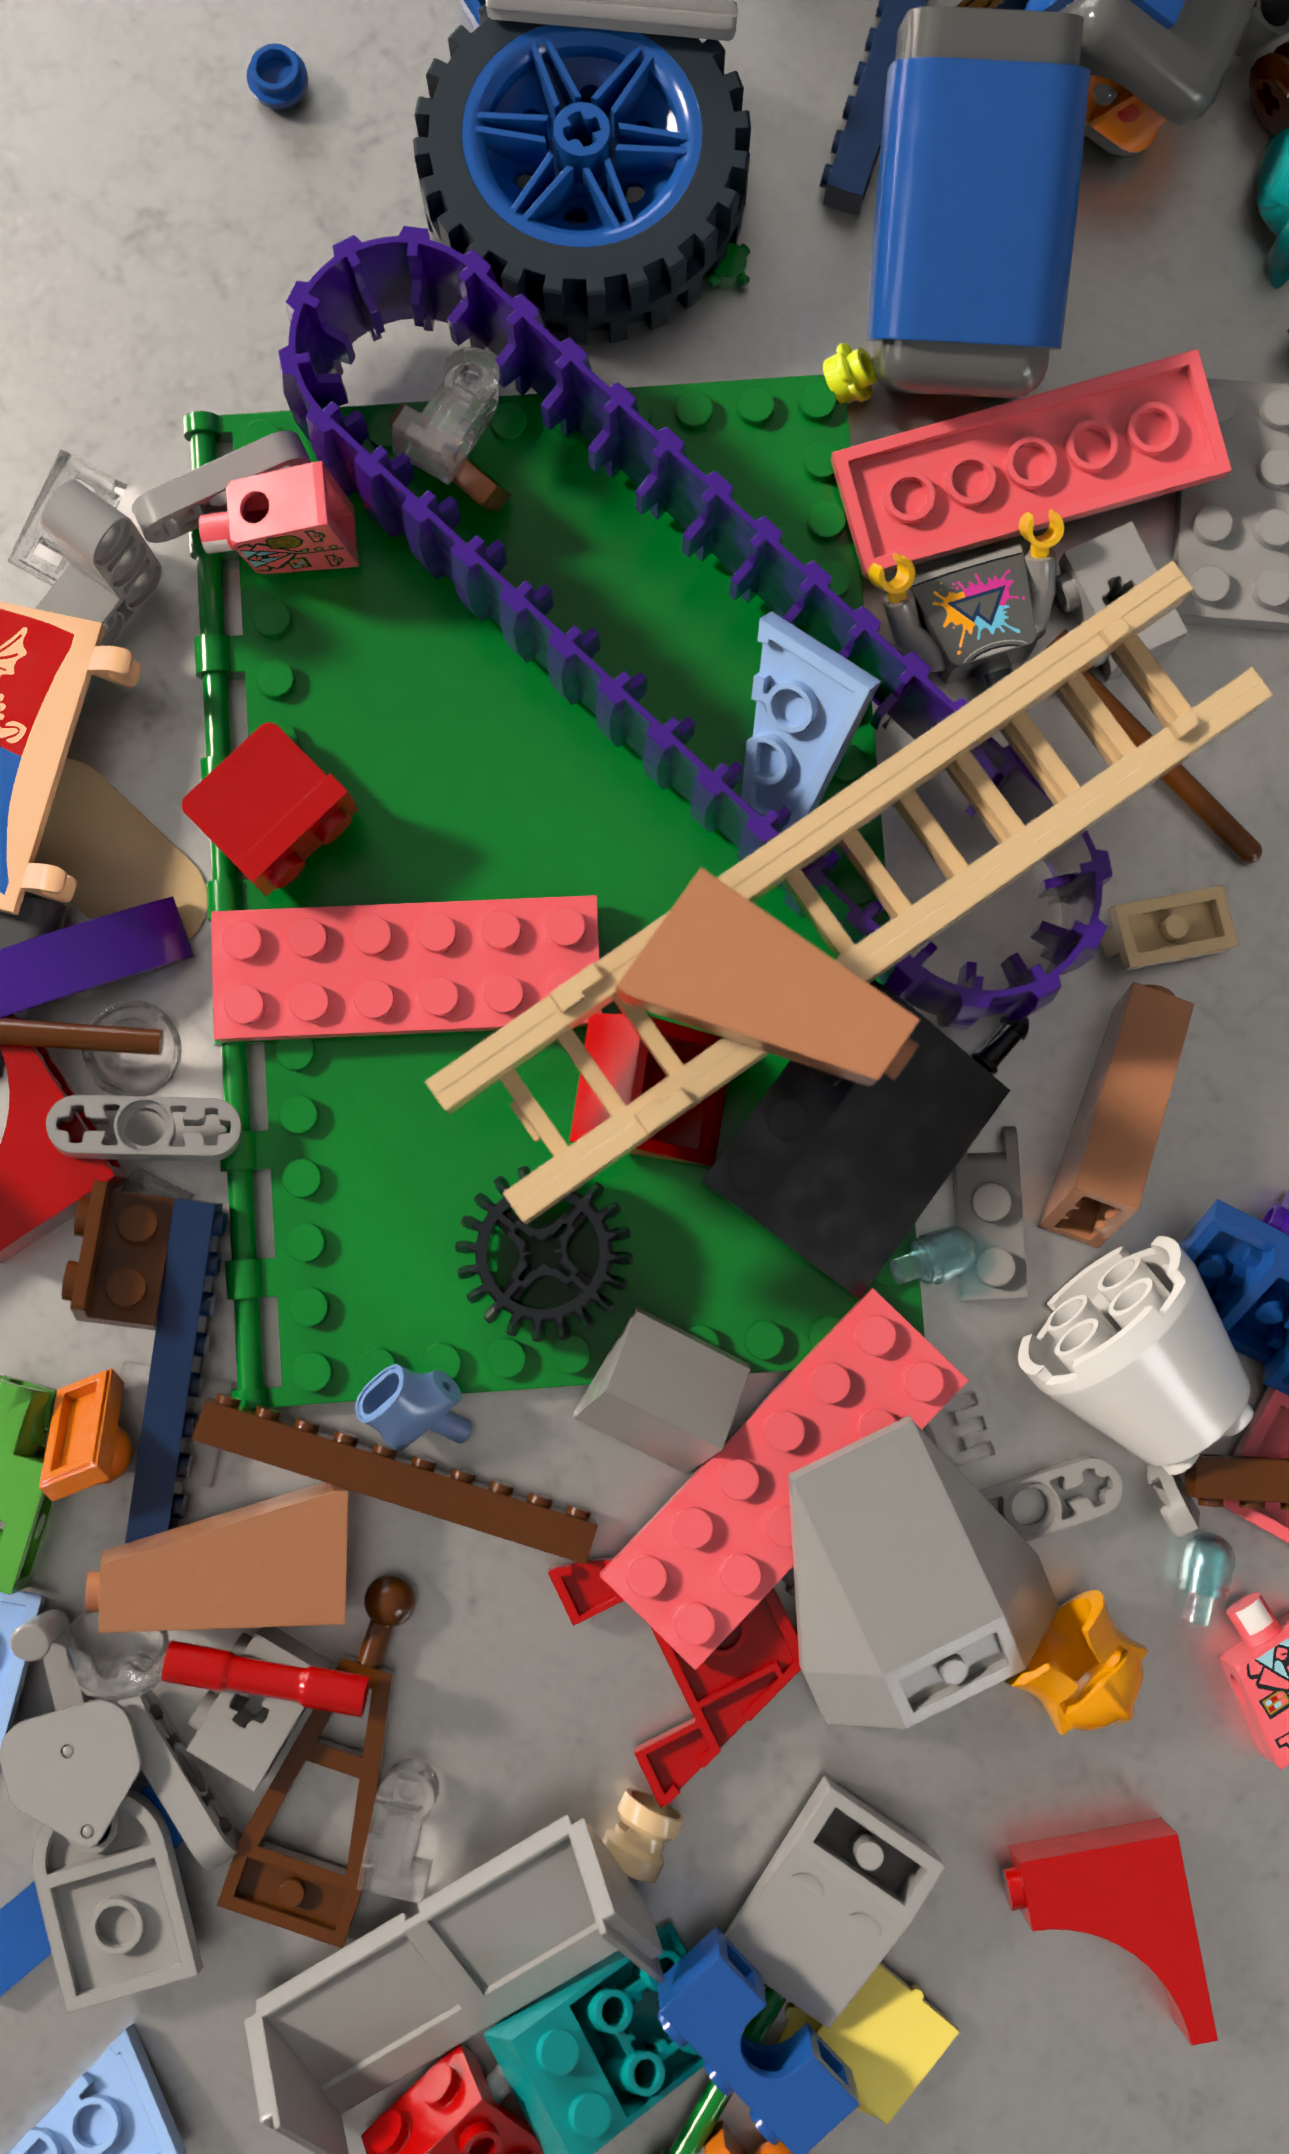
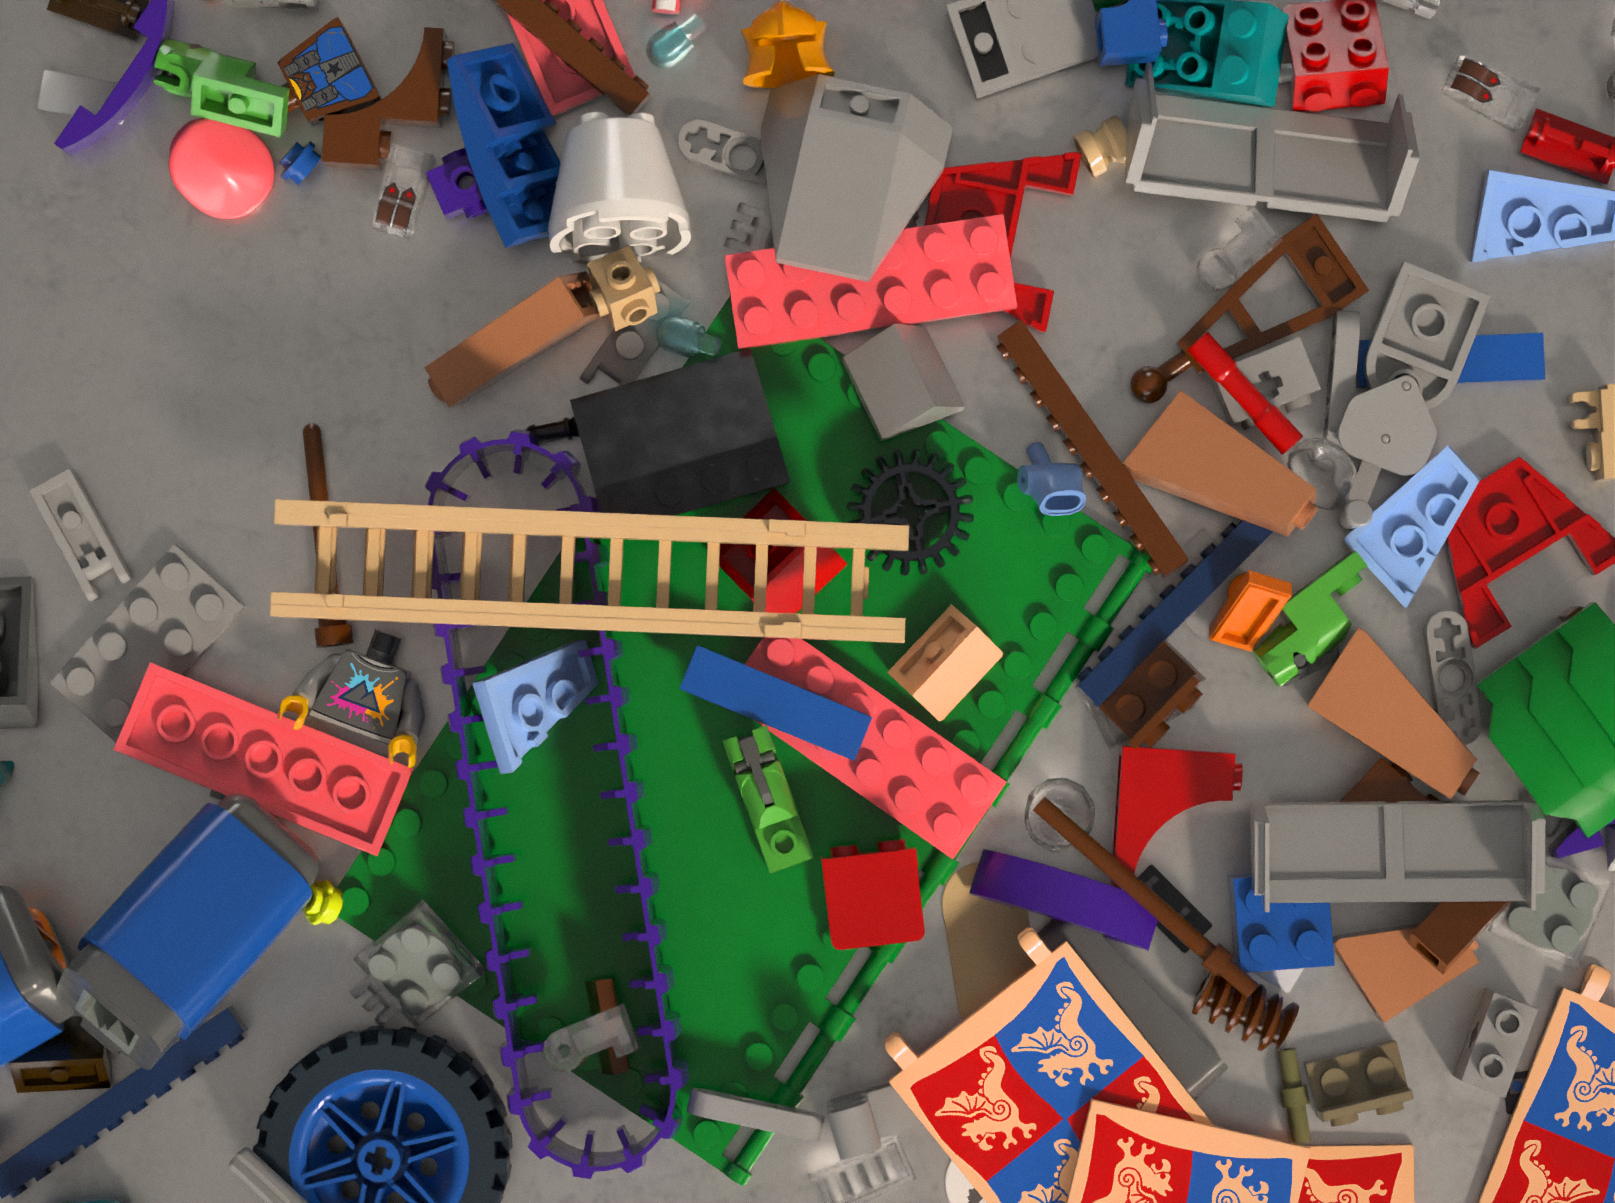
camera: 145 degrees left, 5 degrees up
(95, 1142) = (1064, 729): light grey beam -> none
(285, 521) = (720, 1048): coral torso -> none
(380, 1118) = (945, 663): none -> light nougat panel
(461, 824) = (768, 799): none -> bright green plate
(529, 929) = (775, 703): none -> blue tile
(703, 374) = (415, 967): none -> piece
(732, 269) = (337, 1027): green piece -> none
(759, 983) = (687, 556): nougat slope -> none
(1051, 1255) = (622, 288): none -> tan brick
(1109, 569) = (254, 657): light grey brick -> none
(1170, 928) = (399, 421): tan plate -> none
(1179, 1509) = (660, 89): light grey tile -> none

